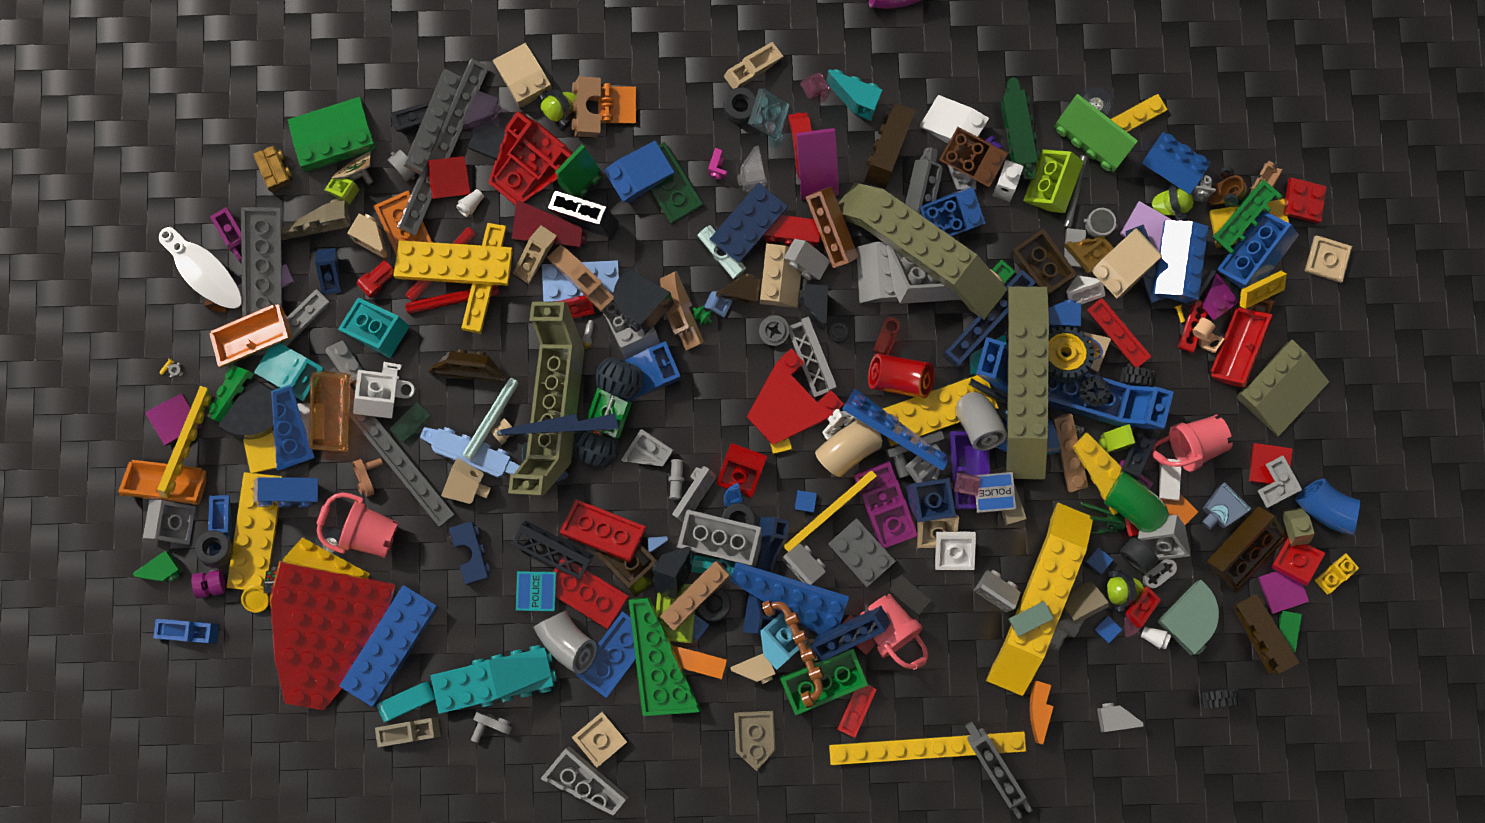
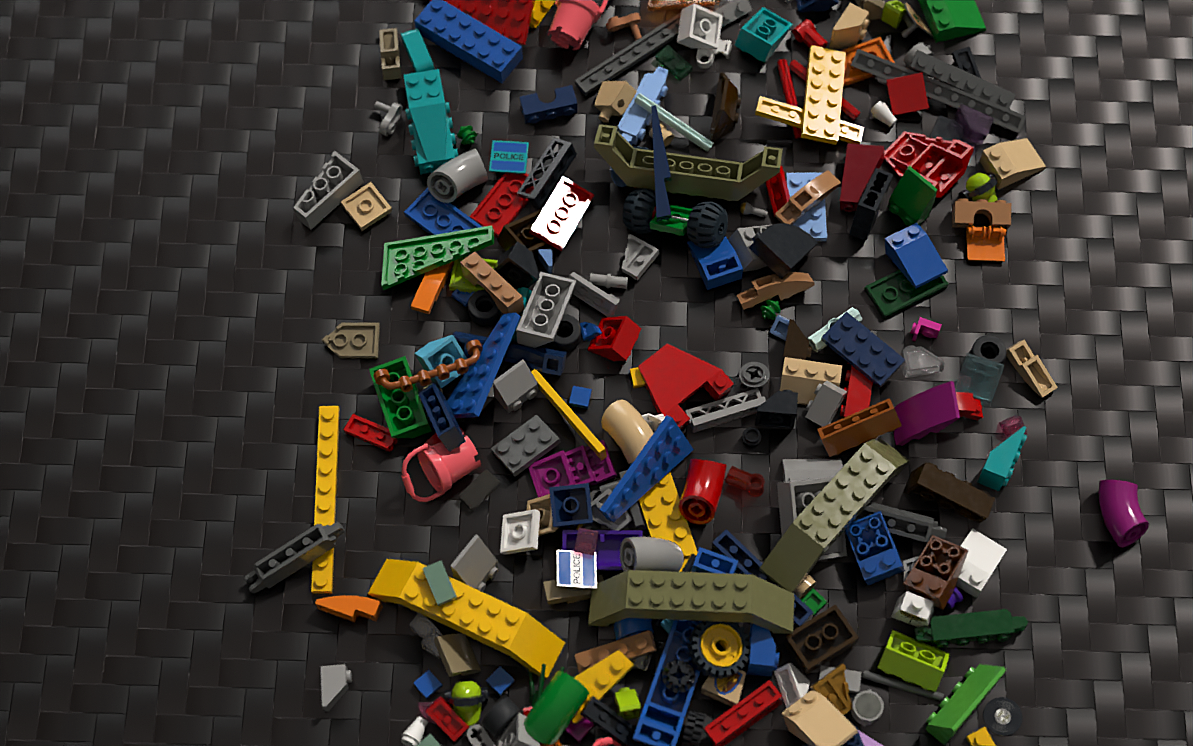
camera: 100 degrees right, 15 degrees down
(509, 638) = (466, 134): none -> green wheel
(534, 254) = (835, 159): tan slope -> none
(756, 669) = (416, 339): tan slope -> none

